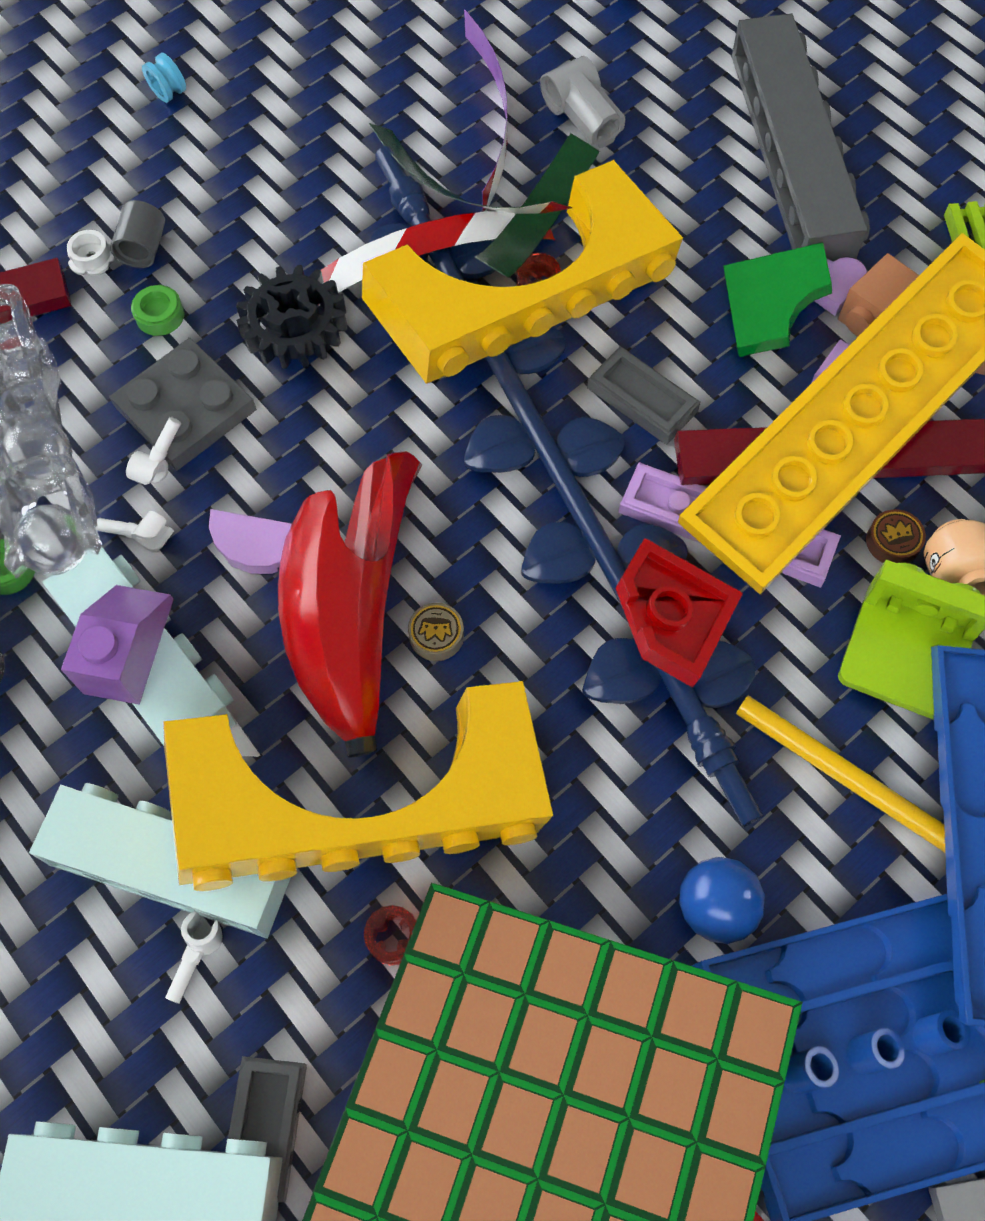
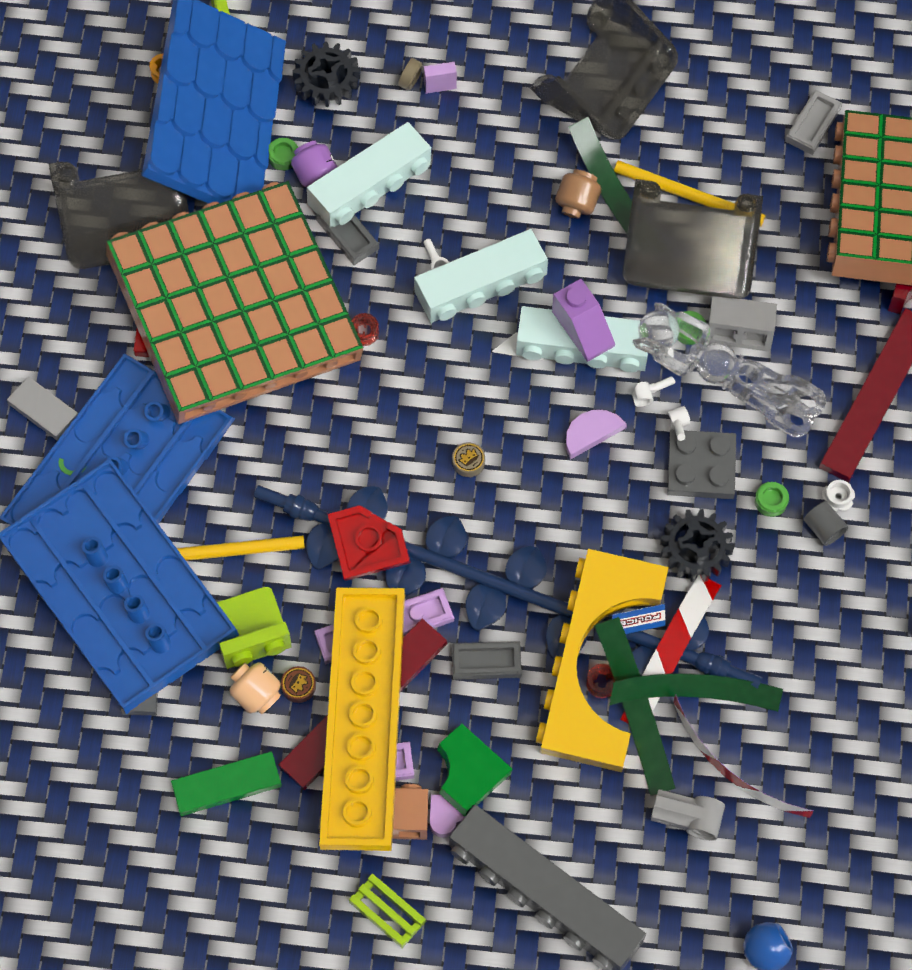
camera: 135 degrees right, 0 degrees up
(239, 827) = (453, 293): yellow arch -> none
(337, 597) = (518, 422): red piece -> none
(722, 900) = (242, 445): blue piece -> none

